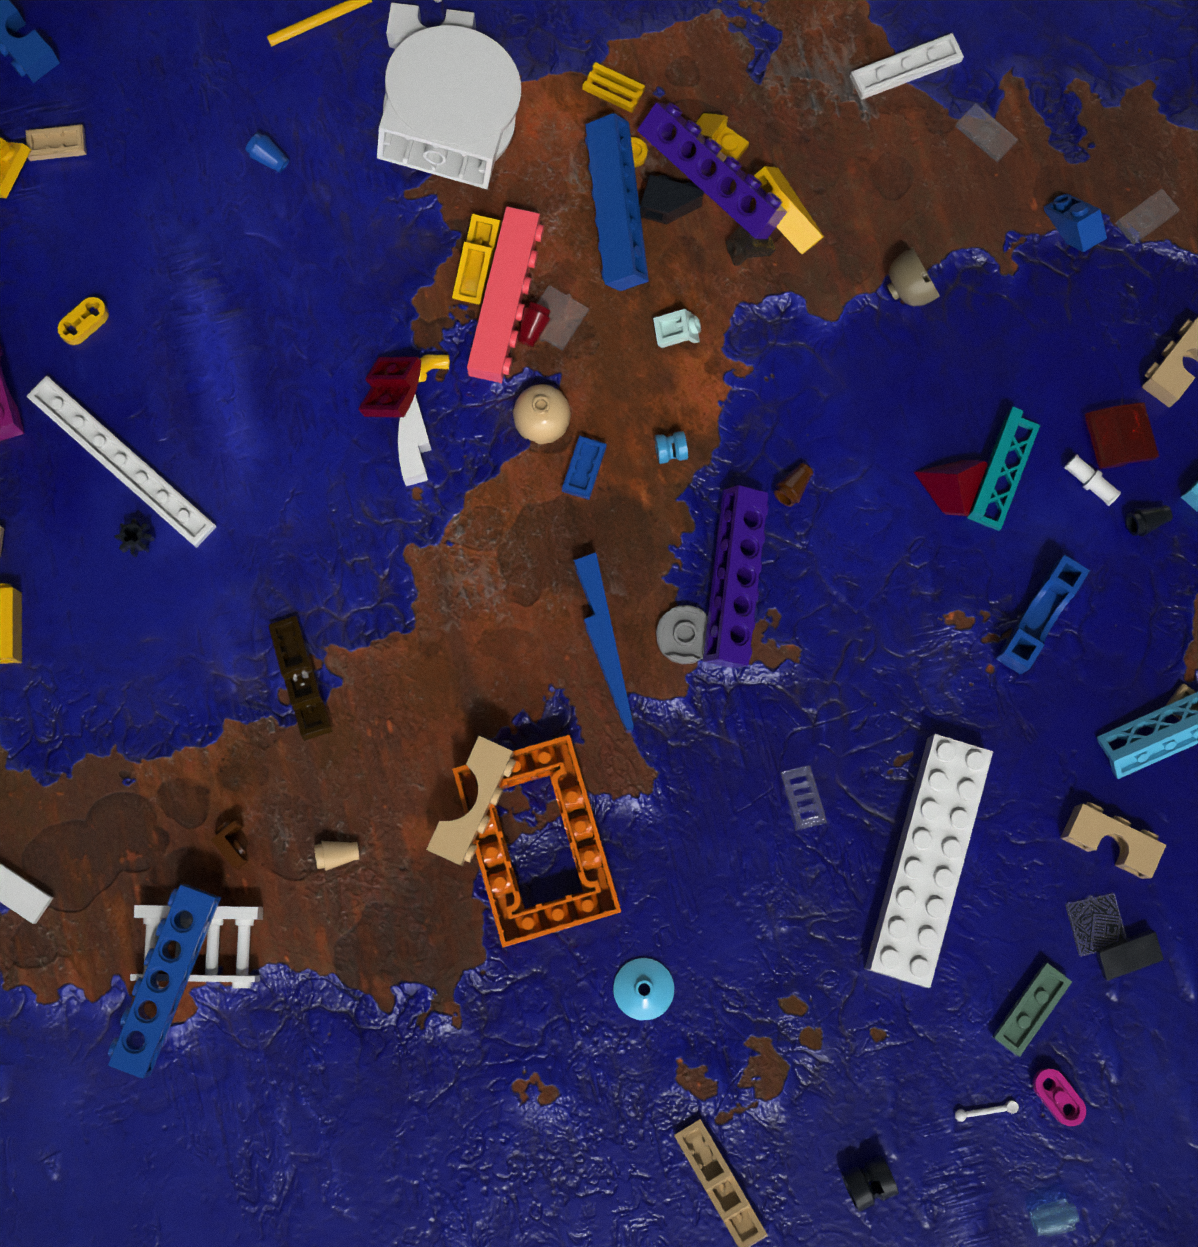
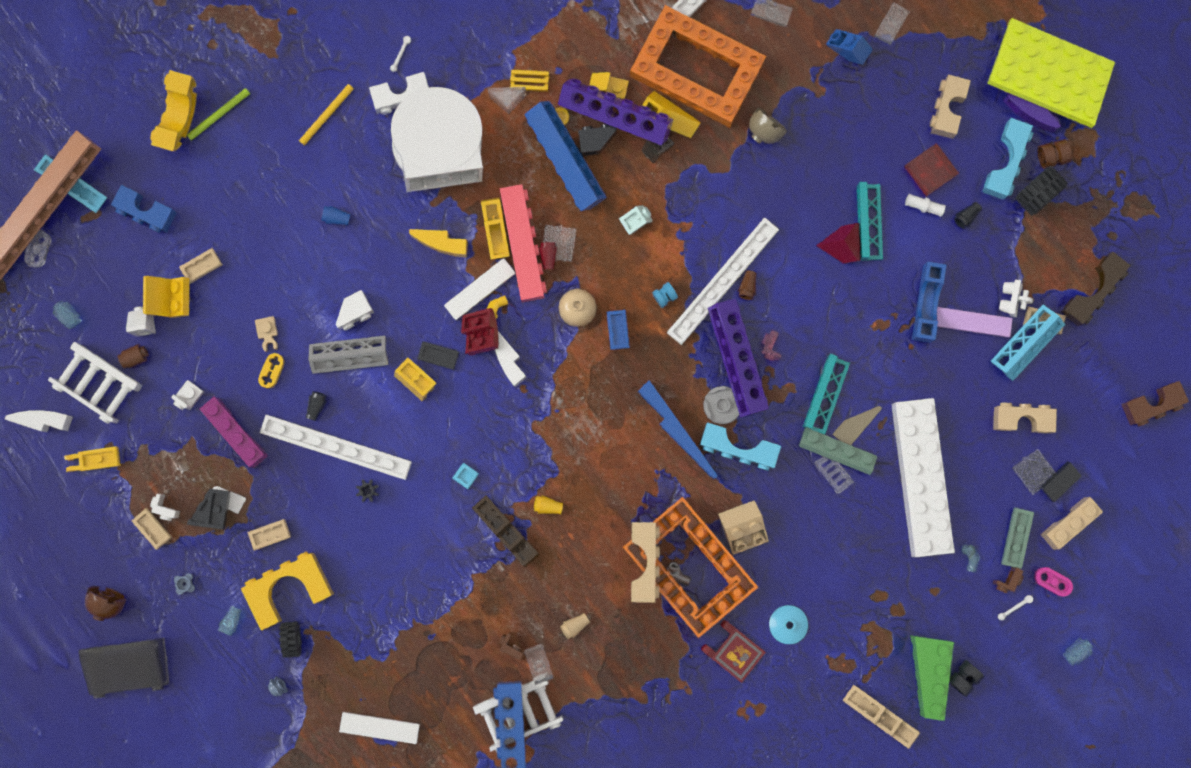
camera: 20 degrees left, 5 degrees up
(102, 264) = (266, 330): none -> tan plate
(120, 391) = (315, 405): none -> black cone
(194, 345) = (348, 357): none -> light grey fence
(232, 285) = (354, 309): none -> white slope
(258, 885) = (538, 664): none -> clear plate
(271, 413) = (414, 379): none -> yellow hinge
(281, 577) = (465, 476): none -> medium azure tile
(320, 397) = (438, 355): none -> black tile
(374, 667) = (545, 505): none -> yellow cone
(395, 246) = (440, 242): none -> yellow slope
(418, 333) = (479, 289): none -> white tile
(515, 846) = (677, 574): none -> flat silver arm
(549, 998) = (736, 654): none -> dark red flag
(574, 95) = (507, 97): none -> clear slope
(639, 819) = (743, 527): none -> tan slope
(711, 727) = (716, 439): none -> medium azure arch
(761, 464) = (722, 281): none -> white tile
(789, 573) = (768, 341): none -> clear pink bracket
(822, 769) = (837, 451): none -> sand green plate
(823, 1154) = (932, 674): none -> bright green wedge
(831, 675) = (821, 390): none -> teal fence
(859, 746) = (854, 426): none -> dark tan sticker
(861, 231) = (684, 90): none -> orange brick
(955, 1006) = (973, 556): none -> clear light blue arm
(1000, 1068) = (1013, 580): none -> reddish brown bracket
(1095, 672) = (974, 322): none -> lavender tile
(1121, 1023) = (1064, 530): none -> tan arch
(1173, 651) = (1015, 290): none -> white hips

